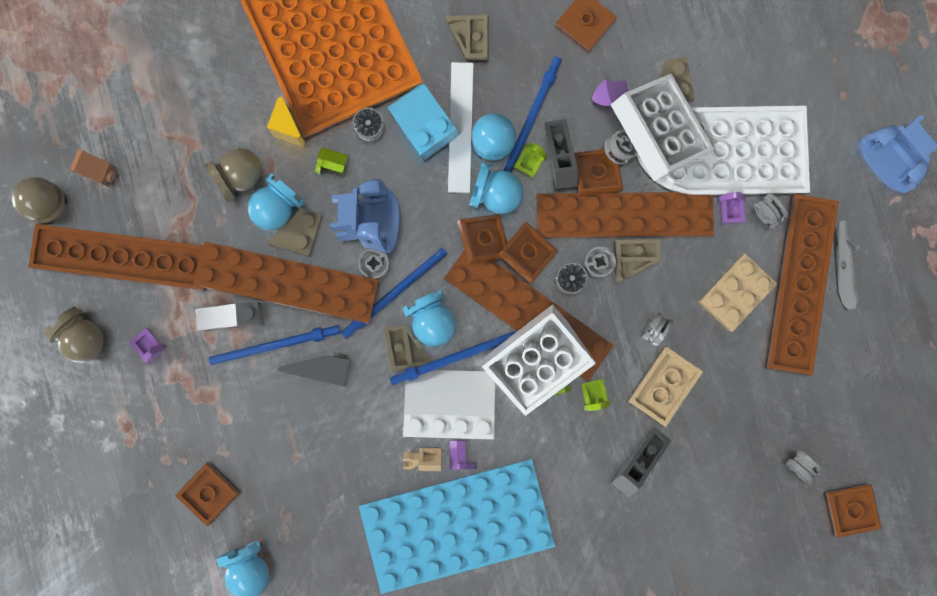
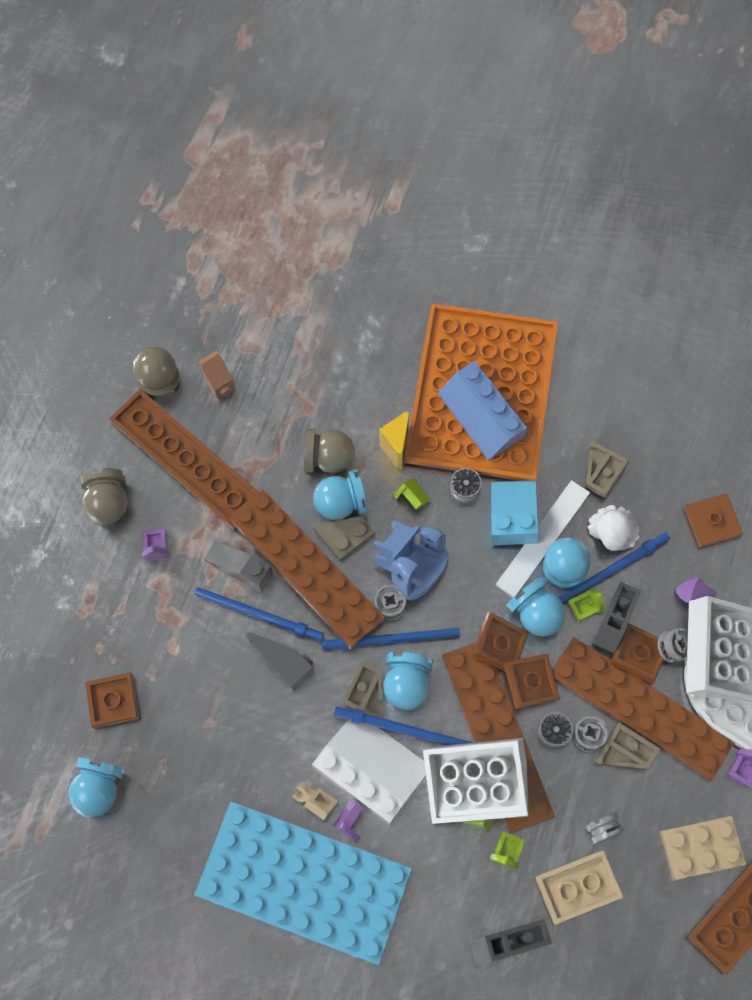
camera: 40 degrees right, 15 degrees down
(340, 51) = (482, 411): none -> medium blue slope
(512, 80) = (614, 527): none -> white hair

